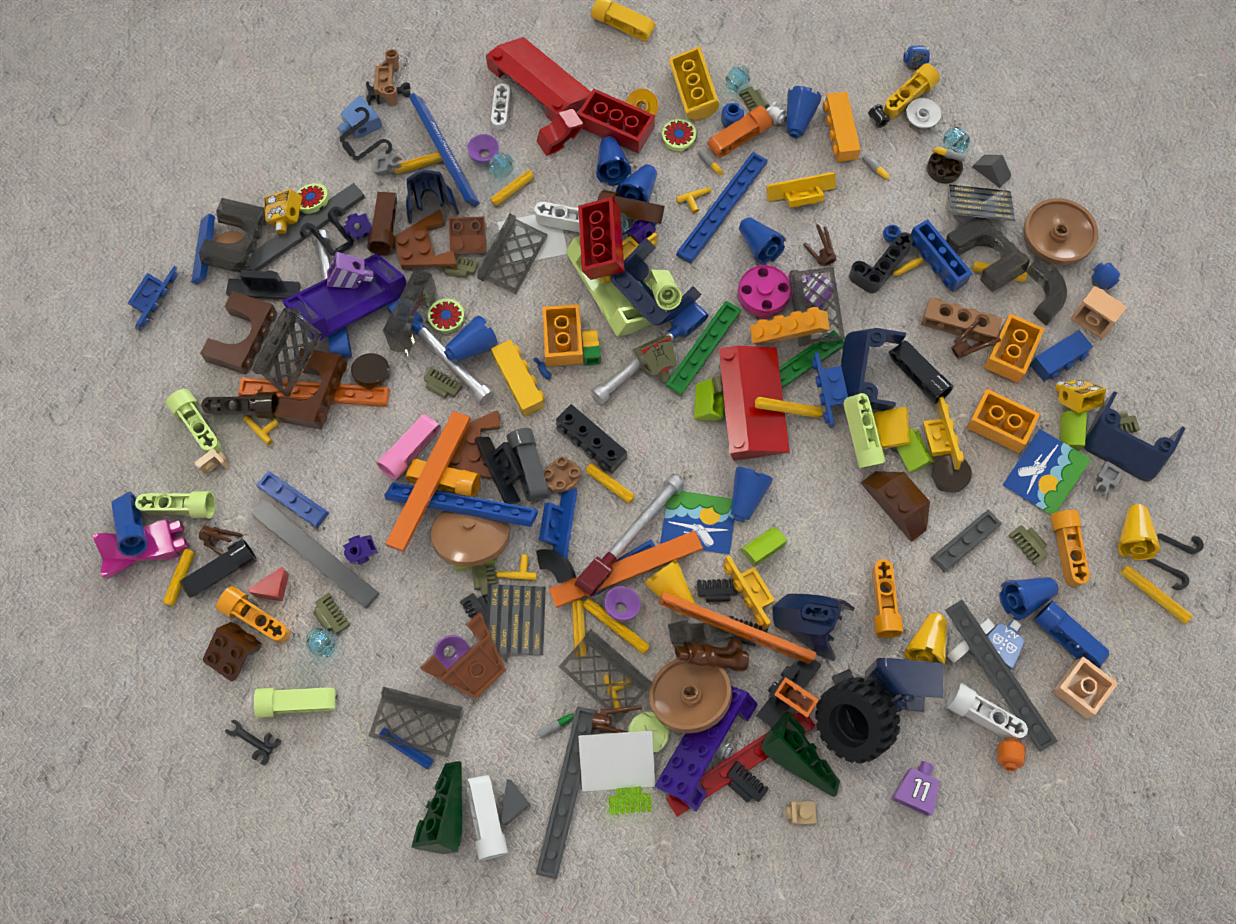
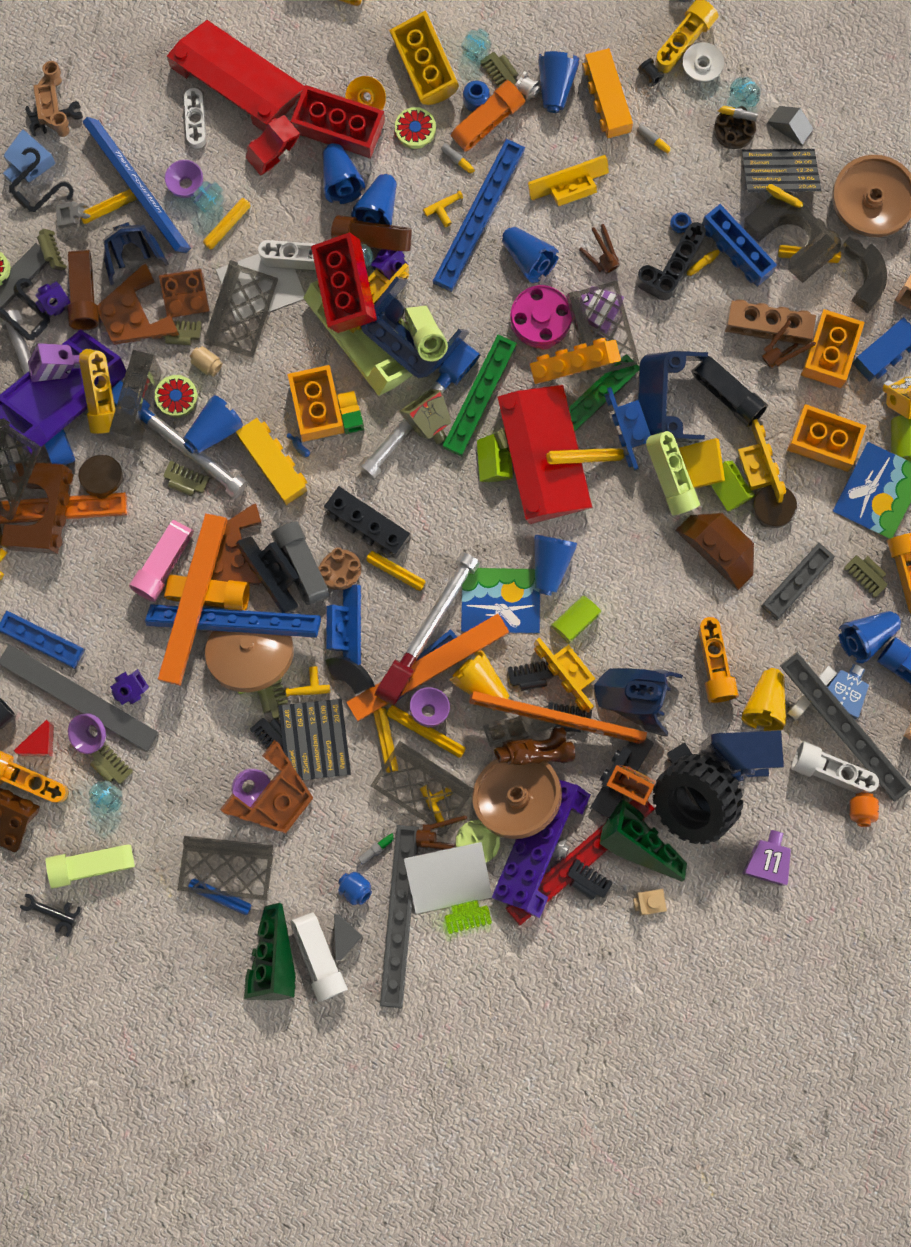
camera: 10 degrees left, 10 degrees up
(309, 583) = (80, 735): none -> medium lavender piece
(364, 189) = (50, 250): none -> olive piece
(379, 318) = (99, 414): none -> yellow beam
(476, 290) = (205, 361): none -> tan brick
(529, 758) = (354, 888): none -> blue head
(978, 217) = (780, 194): none -> yellow piece

